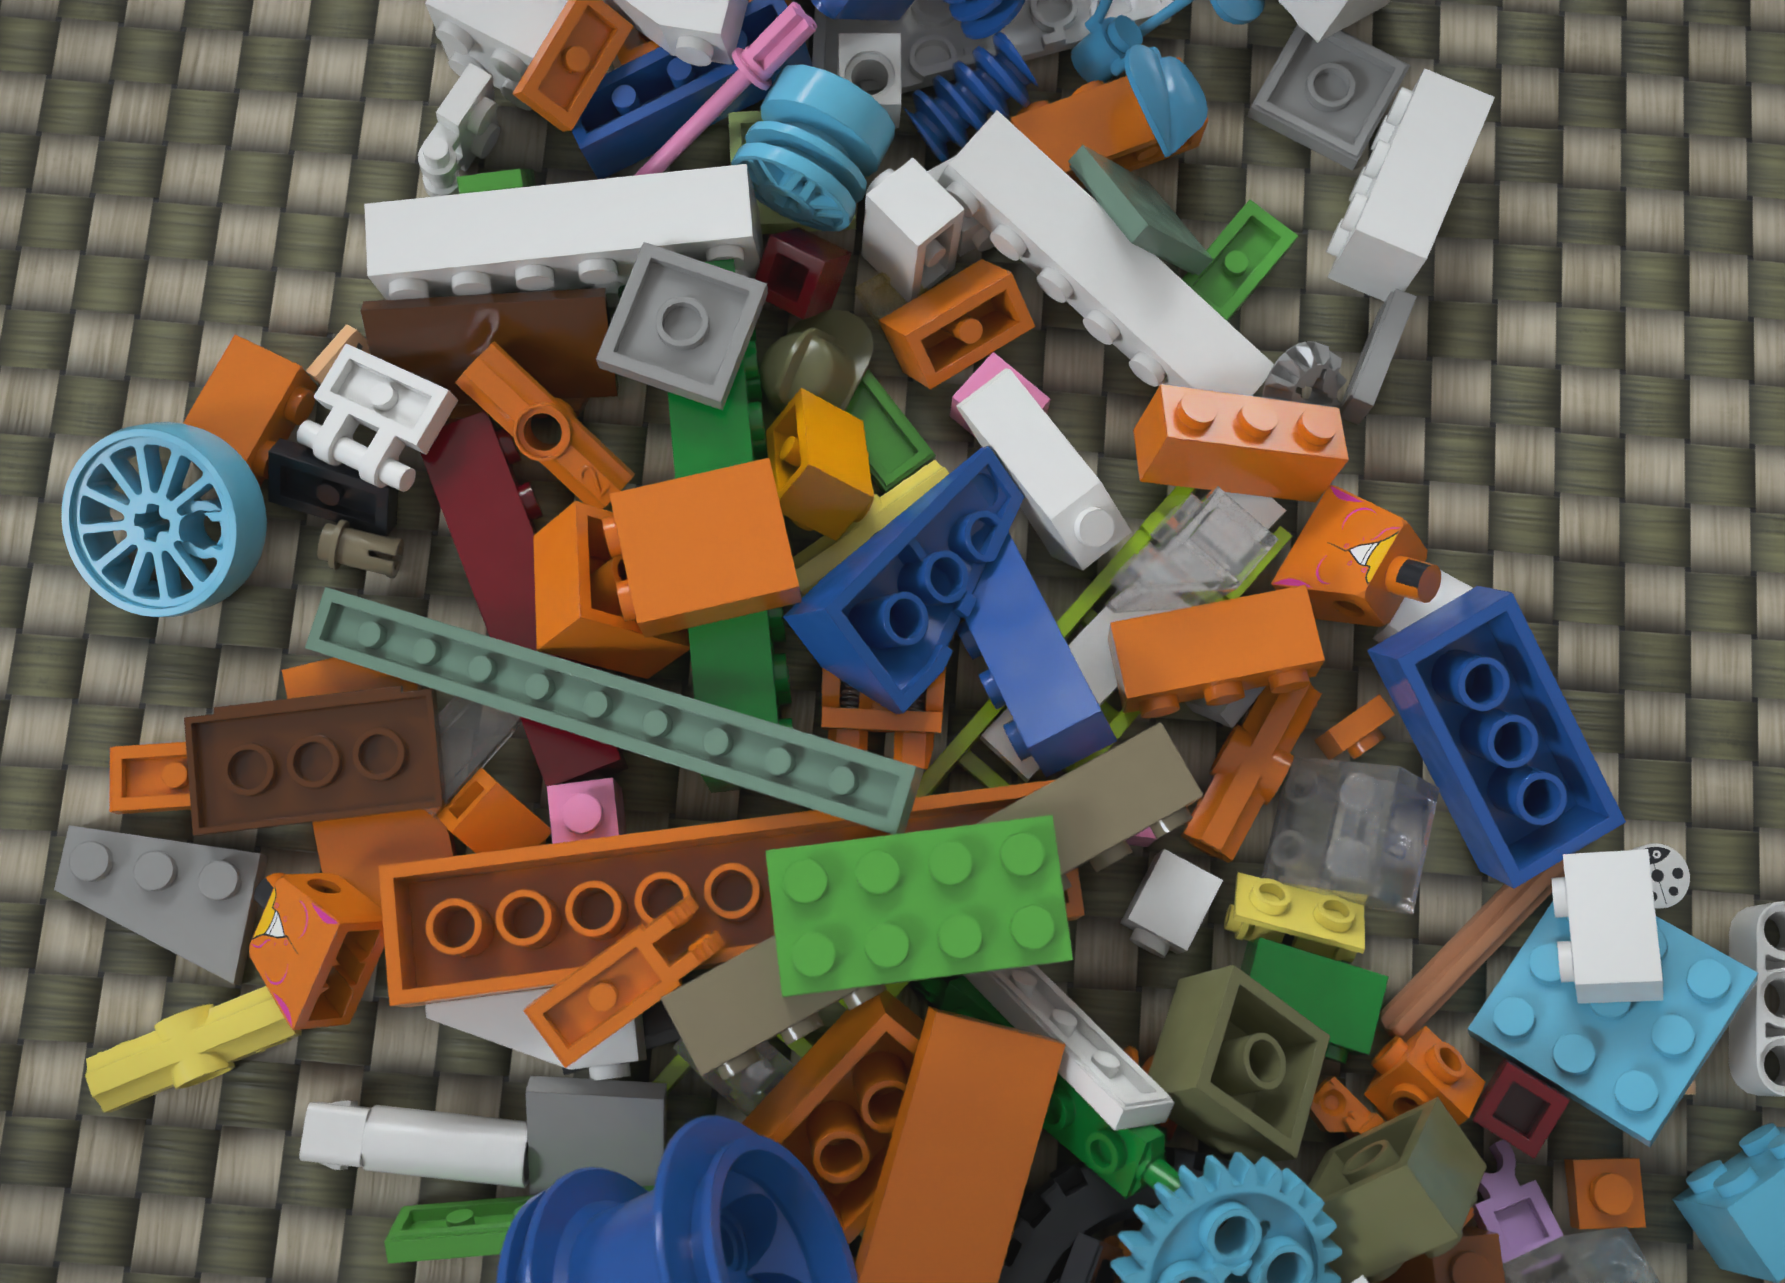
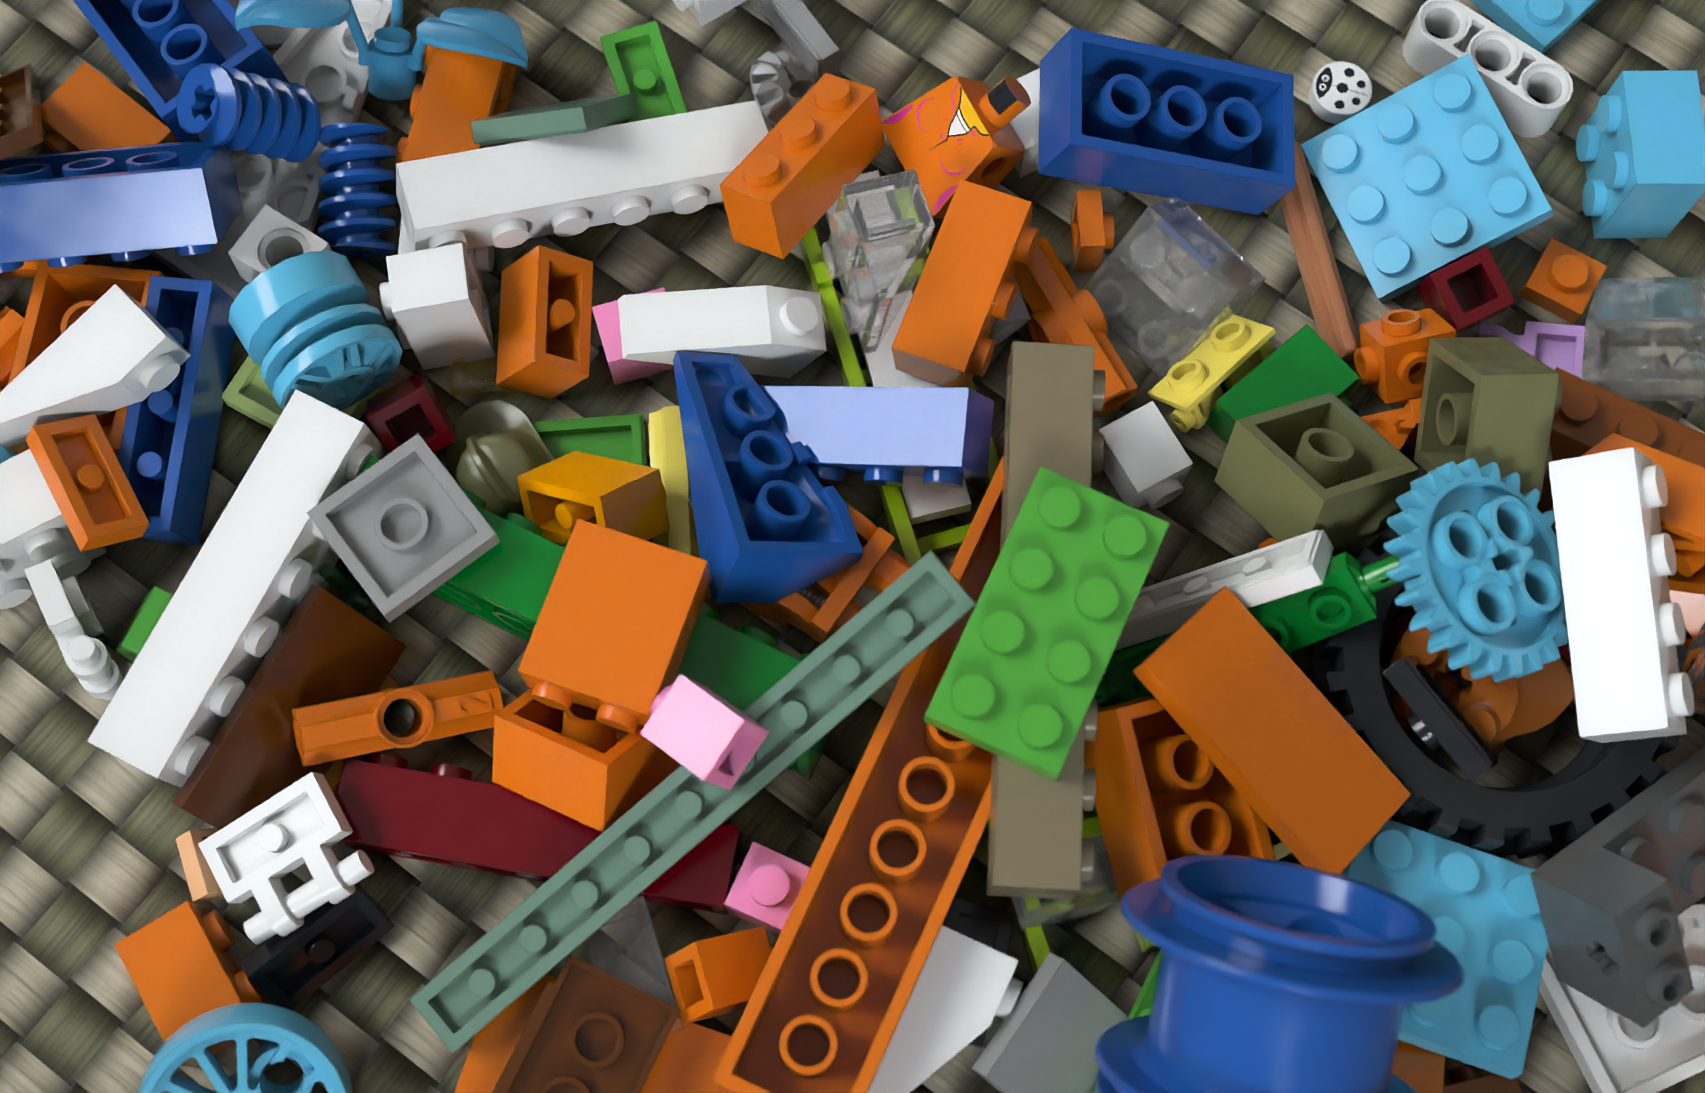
camera: 55 degrees left, 5 degrees down
(358, 549) = (386, 957): dark tan pin -> none
(617, 985) = (952, 923): orange hinge -> none
(650, 677) = (703, 732): none -> brick
(755, 65) = (211, 328): bright pink piece -> none
(1611, 927) = (1369, 135): white brick -> none

